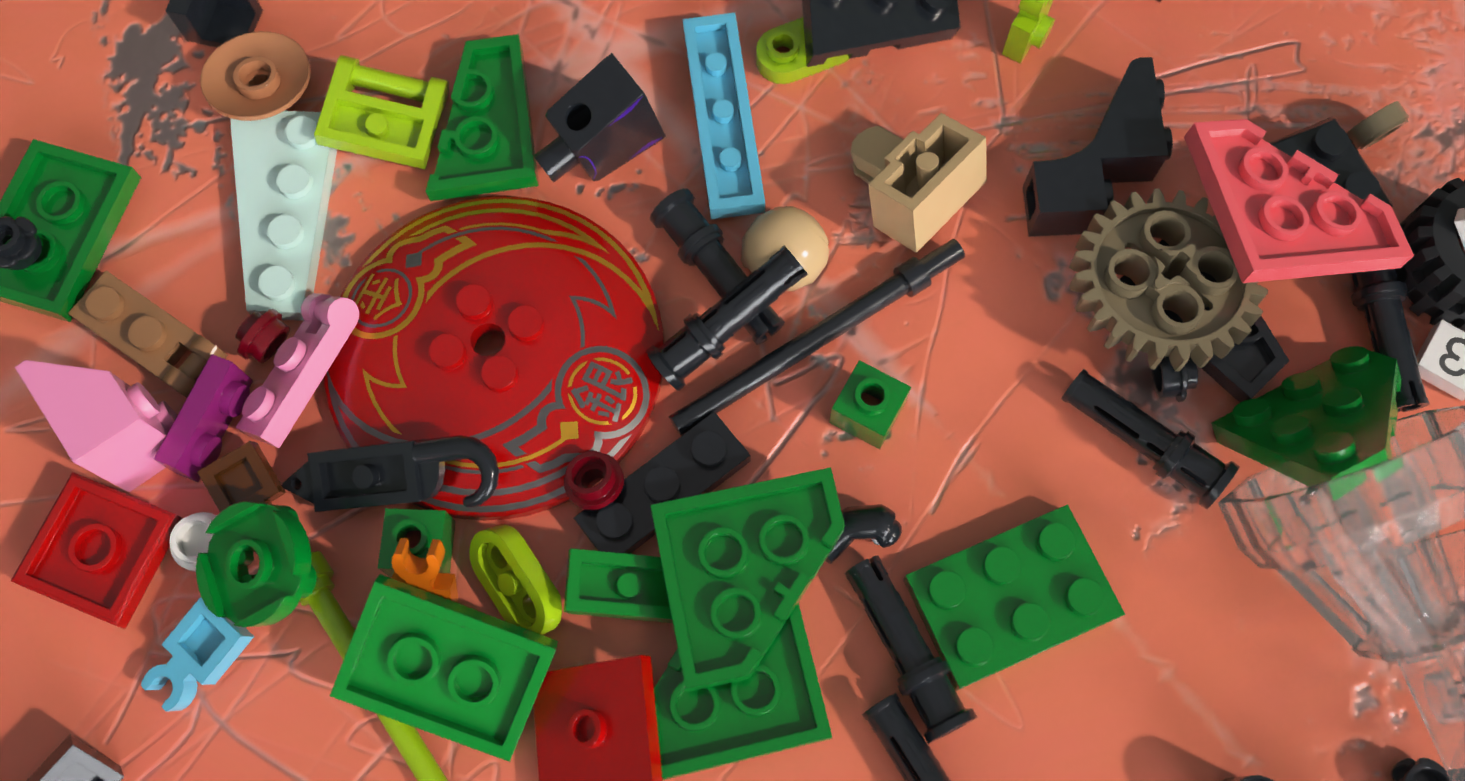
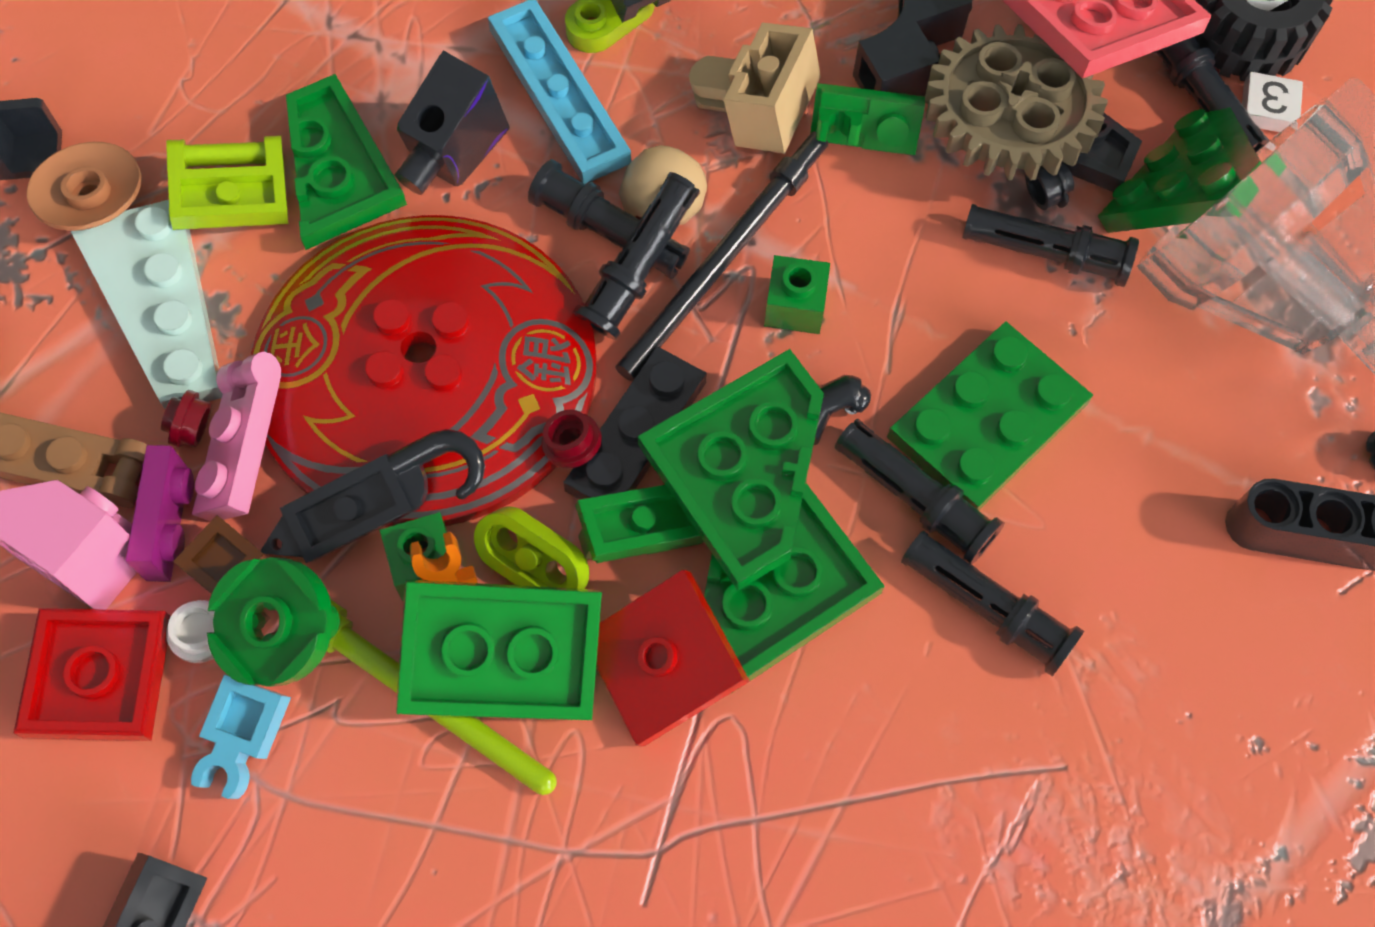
camera: 25 degrees left, 5 degrees down
(1012, 243) = (867, 118): none -> green plate

